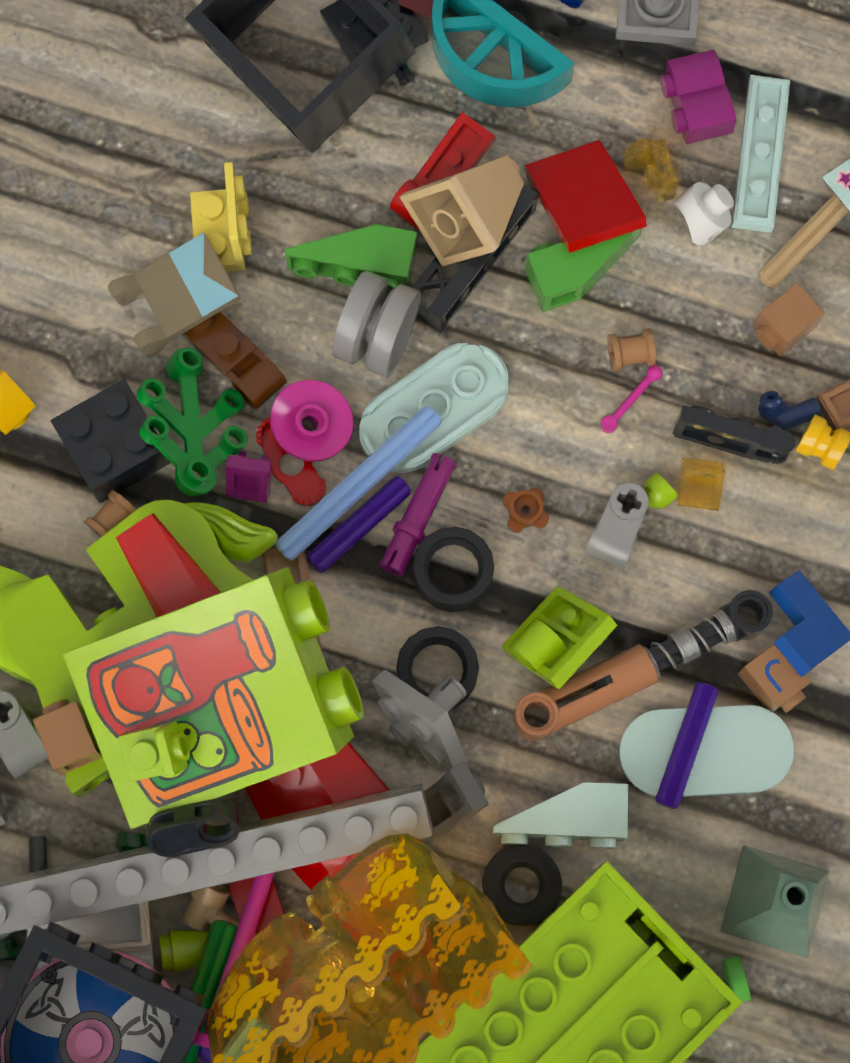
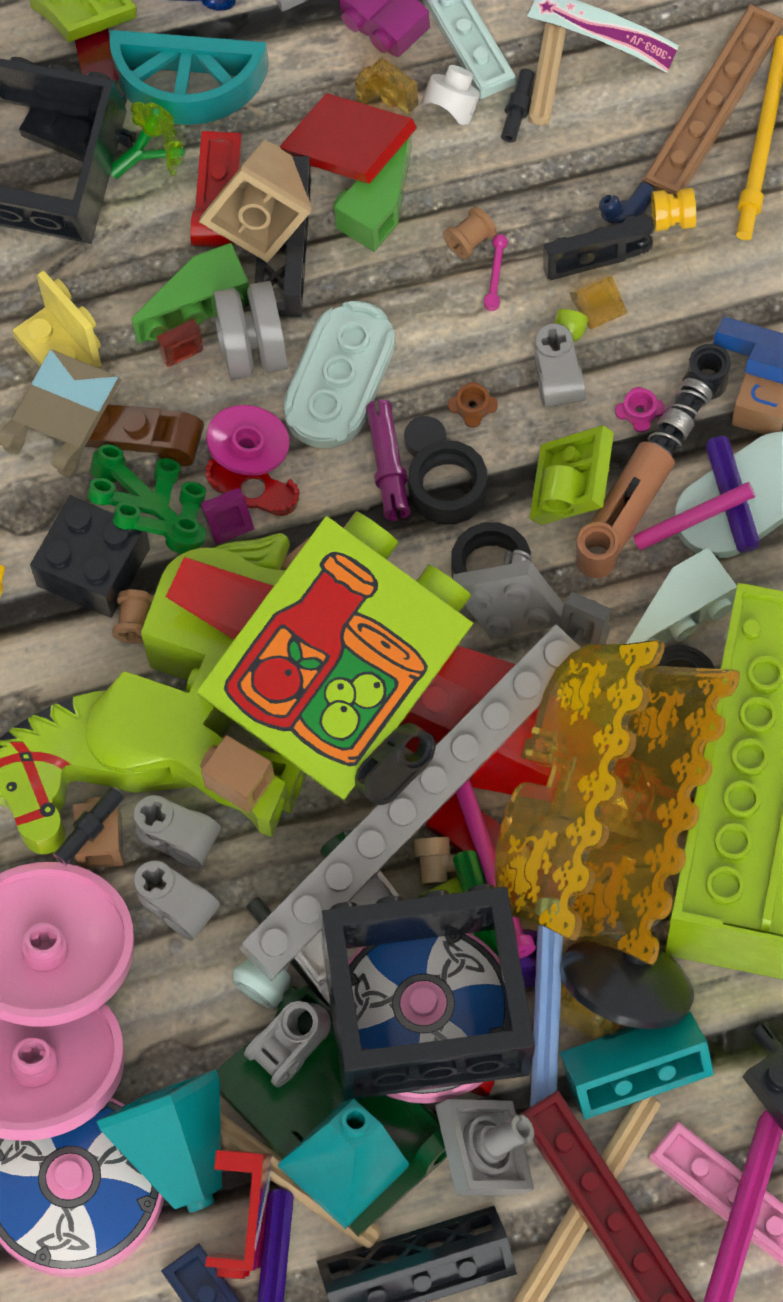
camera: 30 degrees left, 10 degrees down
(154, 751) = (325, 716): lime bracket -> none
(317, 294) = (180, 343): none -> clear red tile
(358, 483) = (323, 458): light blue axle -> none
(359, 524) = (348, 482): dark purple axle -> none
(422, 78) = (154, 121): none -> clear neon green plant
(465, 511) = (422, 432): none -> black tile
(639, 744) = (694, 516): none -> dark pink bar
(673, 599) = (640, 398): none -> dark pink plate
(757, 255) = (517, 105): none -> black bar
(787, 320) = (578, 136): medium nougat brick -> none

